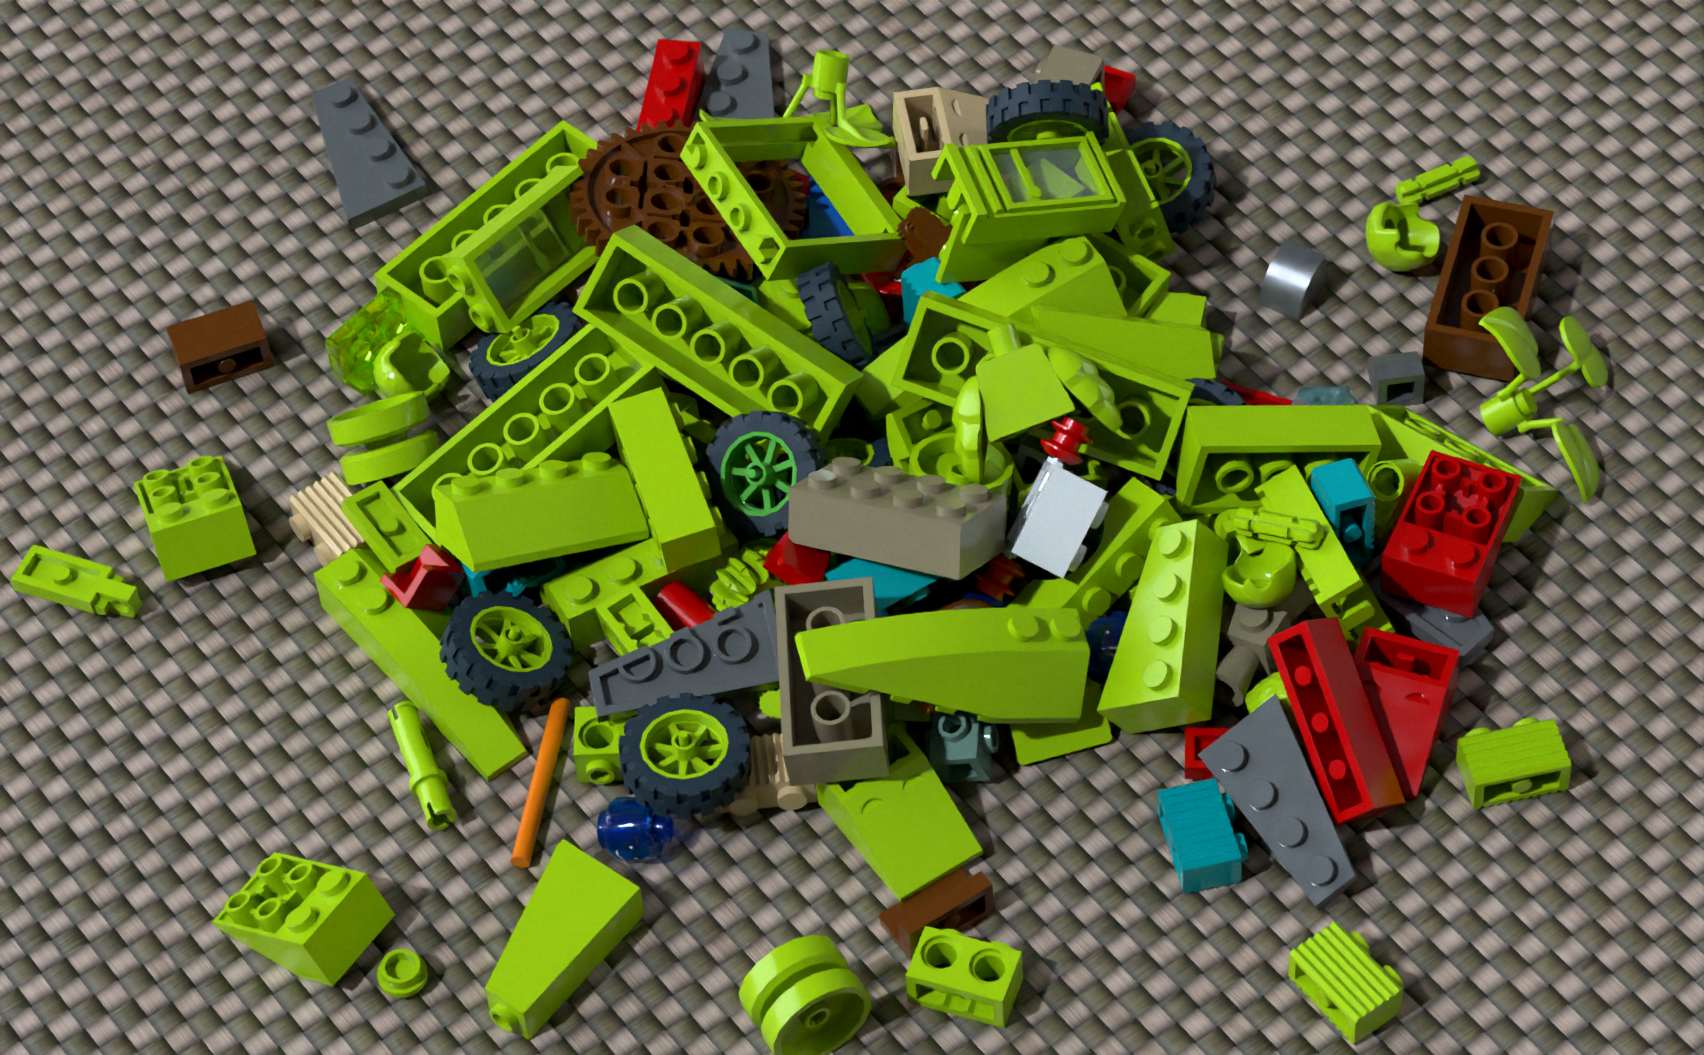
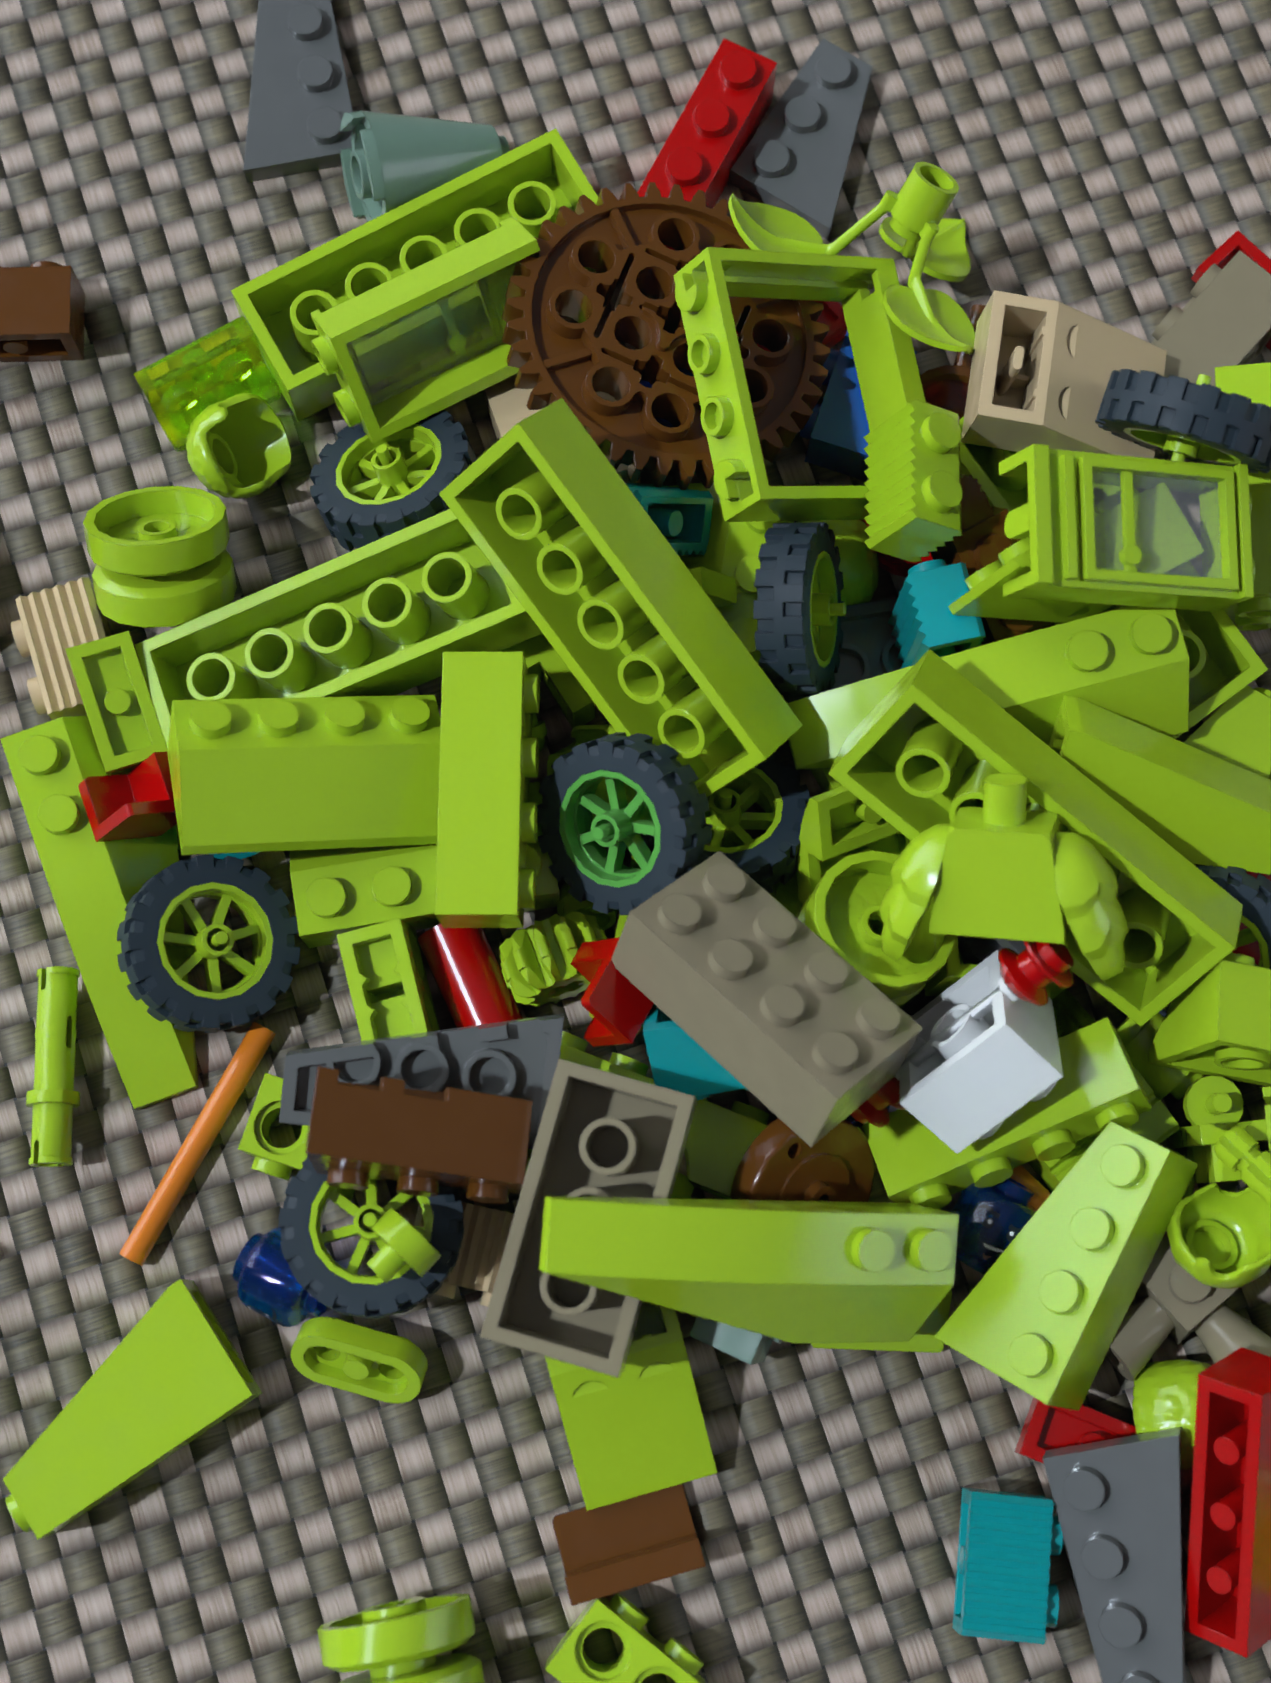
camera: 10 degrees right, 25 degrees up
(457, 170) = (407, 156): none -> sand green cone
(696, 672) = (418, 1138): none -> reddish brown wedge
(706, 864) = (359, 1360): none -> lime plate
(711, 735) = (401, 1247): none -> lime tile
(884, 219) = (913, 482): none -> lime brick

